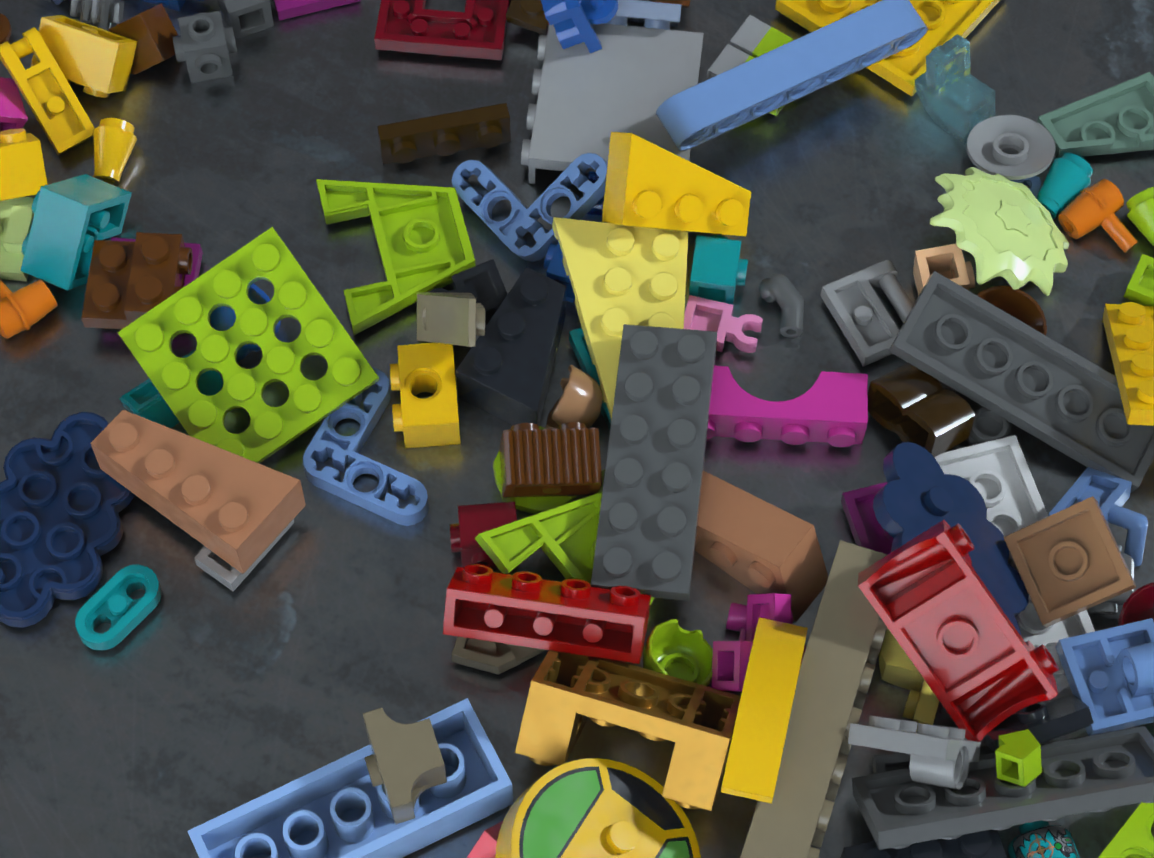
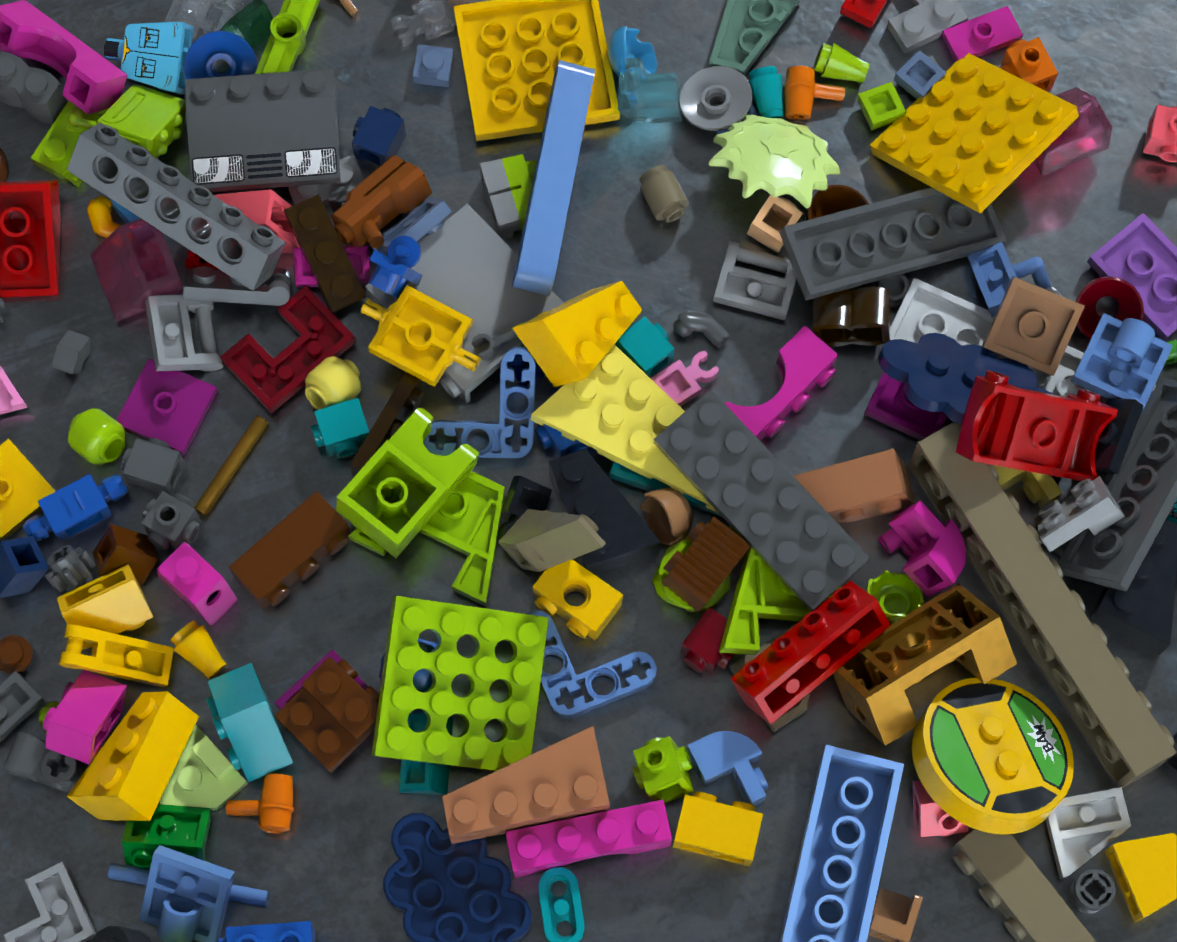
camera: 50 degrees left, 10 degrees up
(166, 85) = (194, 582): none -> dark pink torso
(234, 596) = (588, 836): none -> dark pink arch
(261, 148) = (291, 551): none -> reddish brown brick
(301, 56) = (231, 465): none -> pearl gold bar
(310, 681) = (718, 828): none -> yellow brick
(322, 587) = (663, 769): none -> lime brick
(389, 635) = (729, 754): none -> medium blue brick
(394, 173) = (410, 473): none -> lime brick
(403, 761) = (844, 817): dark tan brick -> none
(408, 97) = (340, 428): none -> teal brick
(442, 67) = (332, 382): none -> light yellow head
(542, 82) = (420, 335): none -> yellow plate
(585, 141) = (495, 343): none -> dark grey hand
(764, 710) = (991, 576): yellow slope -> none
(877, 176) = (663, 193): none -> dark tan brick
(985, 45) = (625, 45): none -> dark azure hair
(1018, 758) = (1133, 465): lime piece -> none

